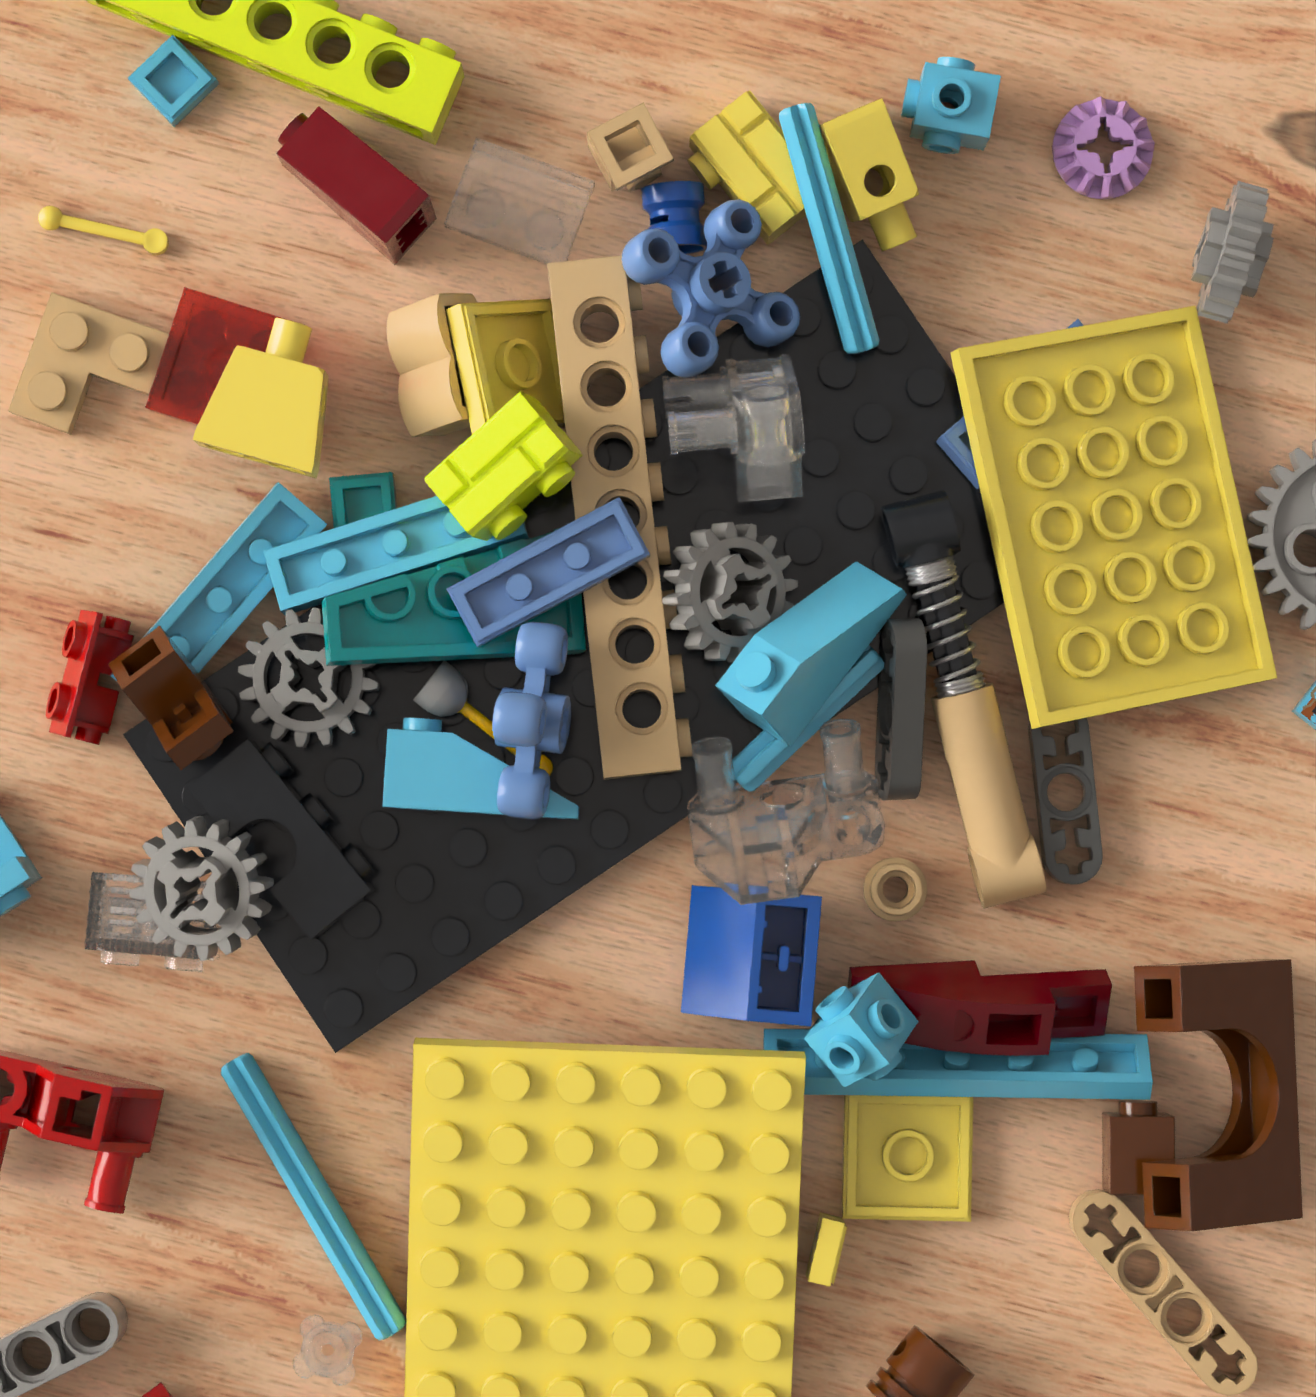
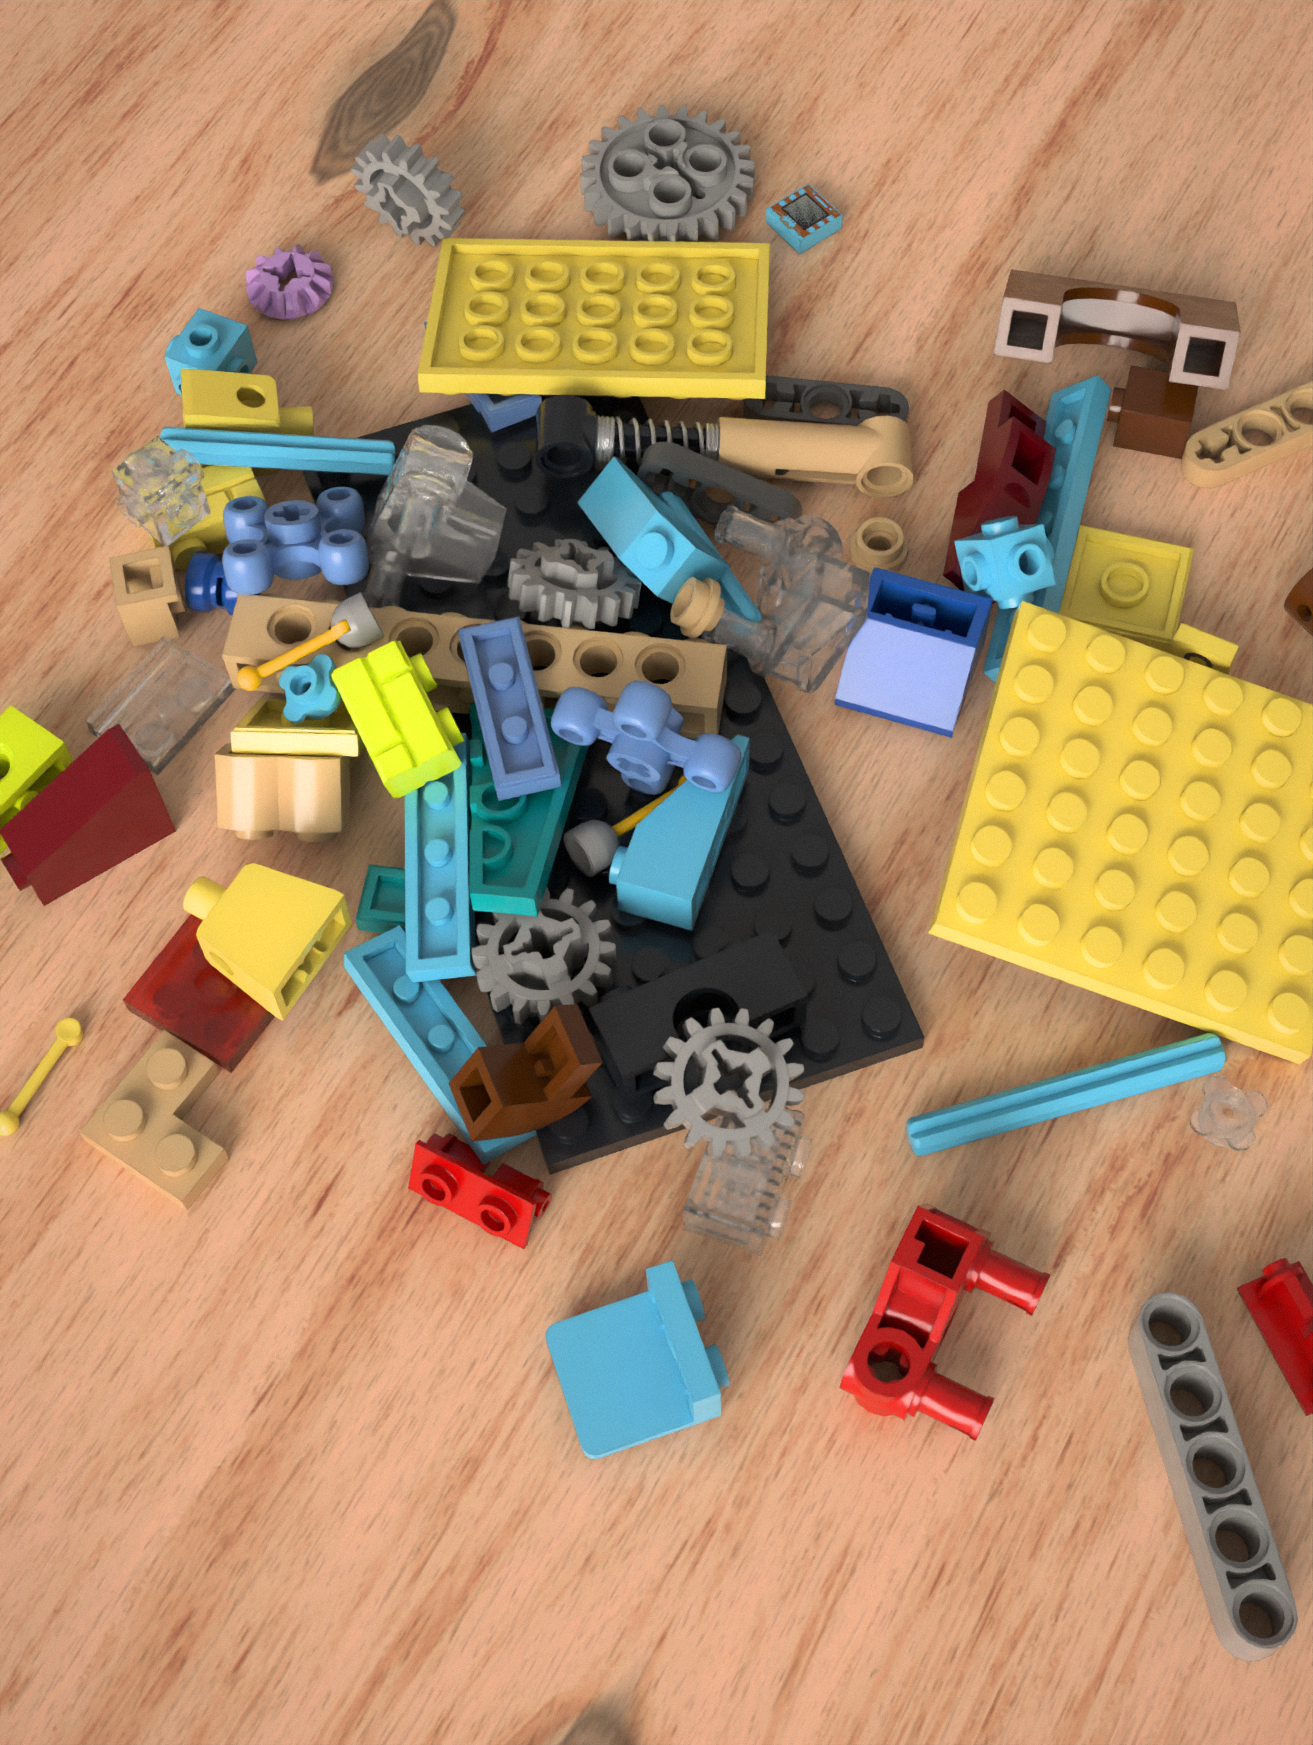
camera: 70 degrees left, 25 degrees down
(537, 378) = (310, 690): none -> medium azure plate
(601, 388) = (350, 625): none -> hinge
(718, 728) = (697, 606): none -> tan plate
(726, 152) = (161, 490): none -> clear brick

